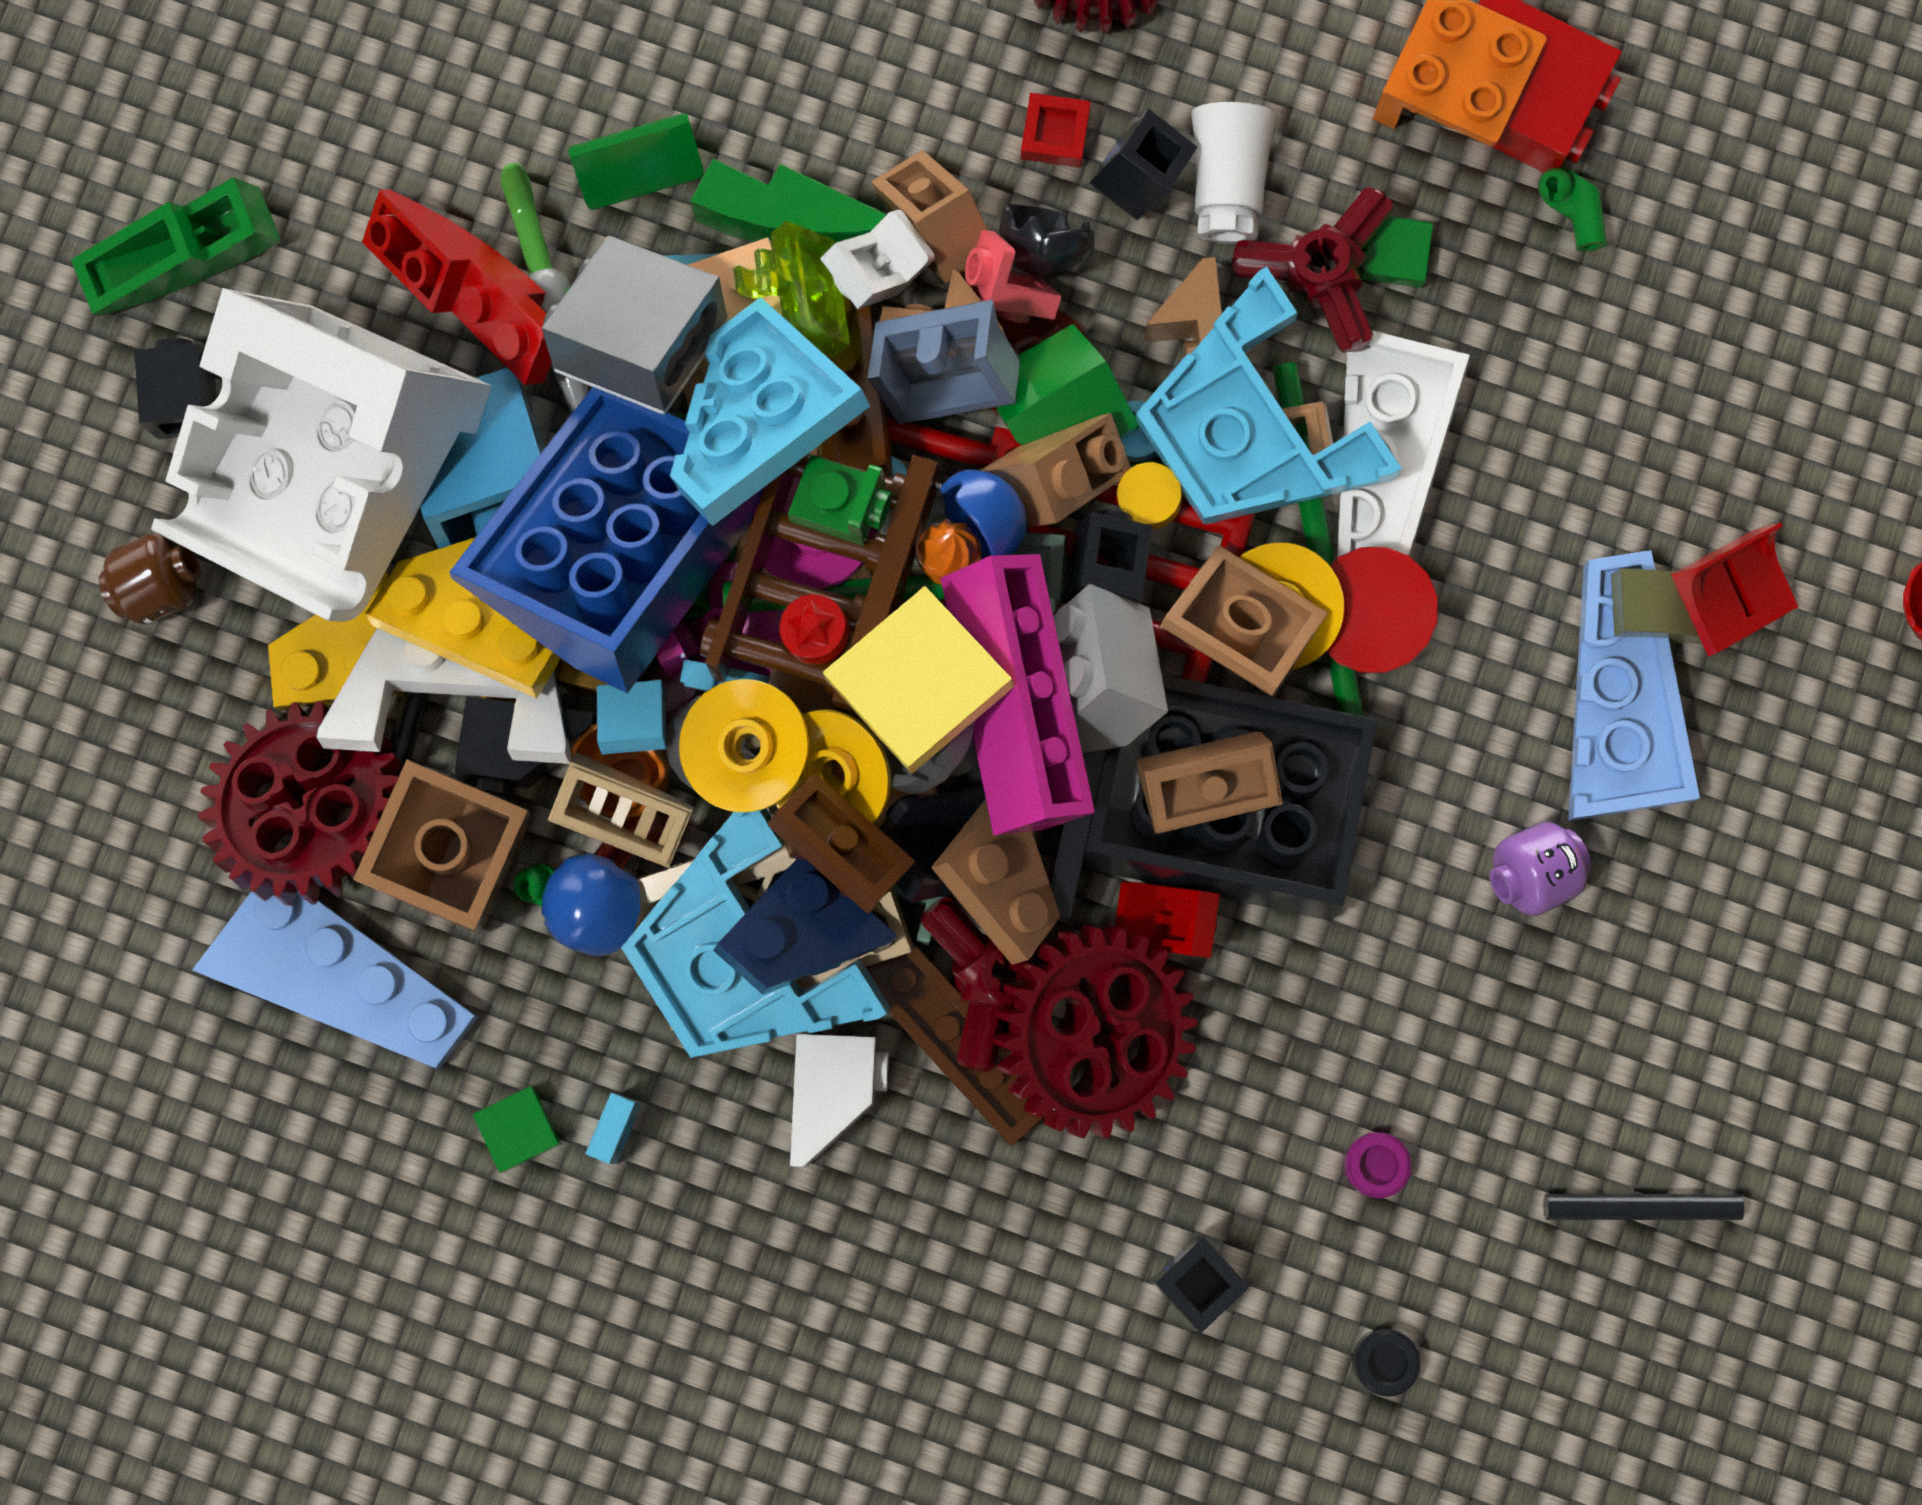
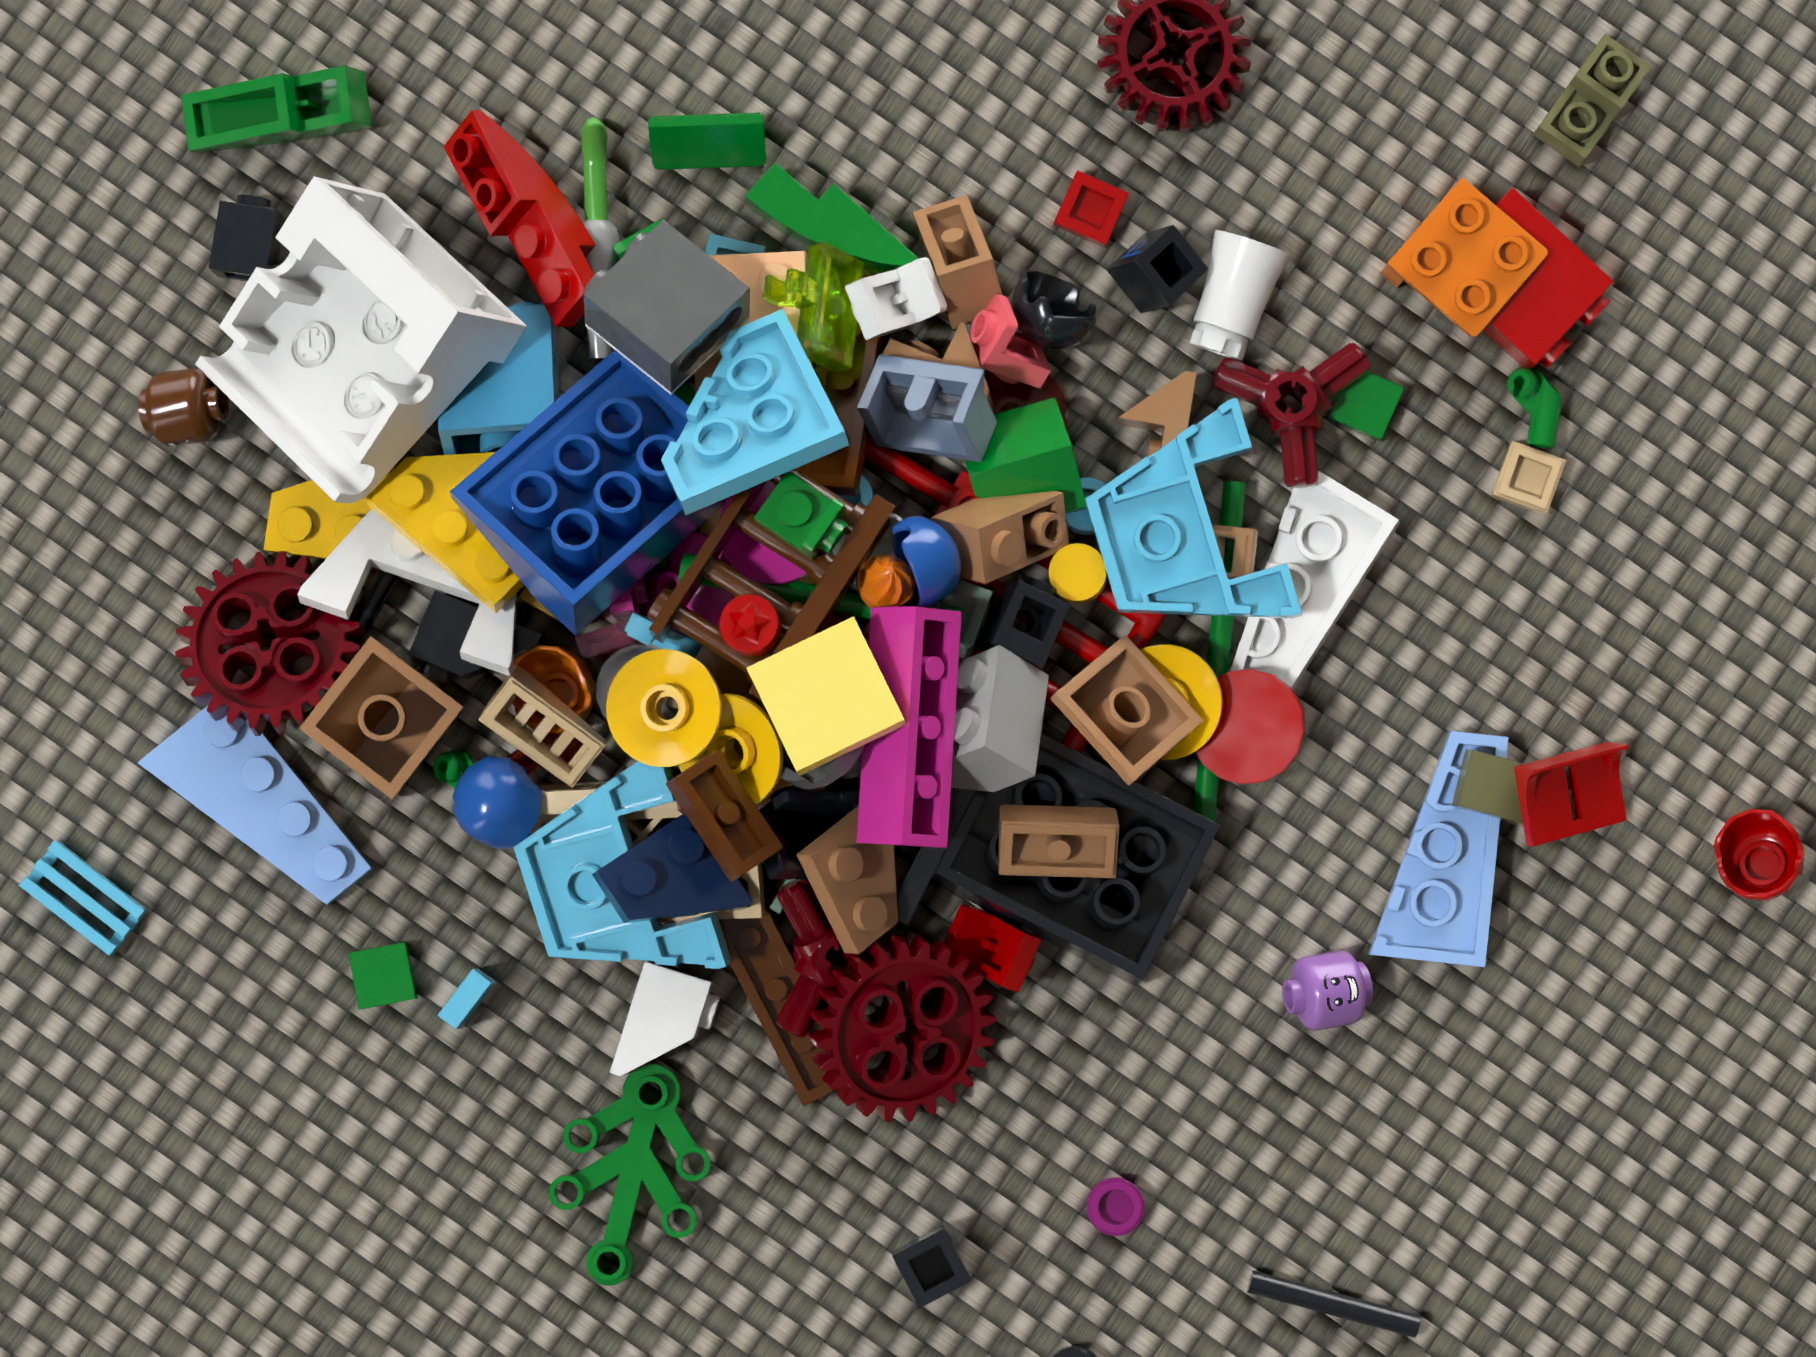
camera: 15 degrees right, 5 degrees up
(119, 1112) = (45, 868): none -> medium azure tile
(631, 720) = (573, 656): medium azure tile -> none
(842, 1260) = (634, 1164): none -> green plant
(1588, 283) = (1528, 478): none -> tan tile

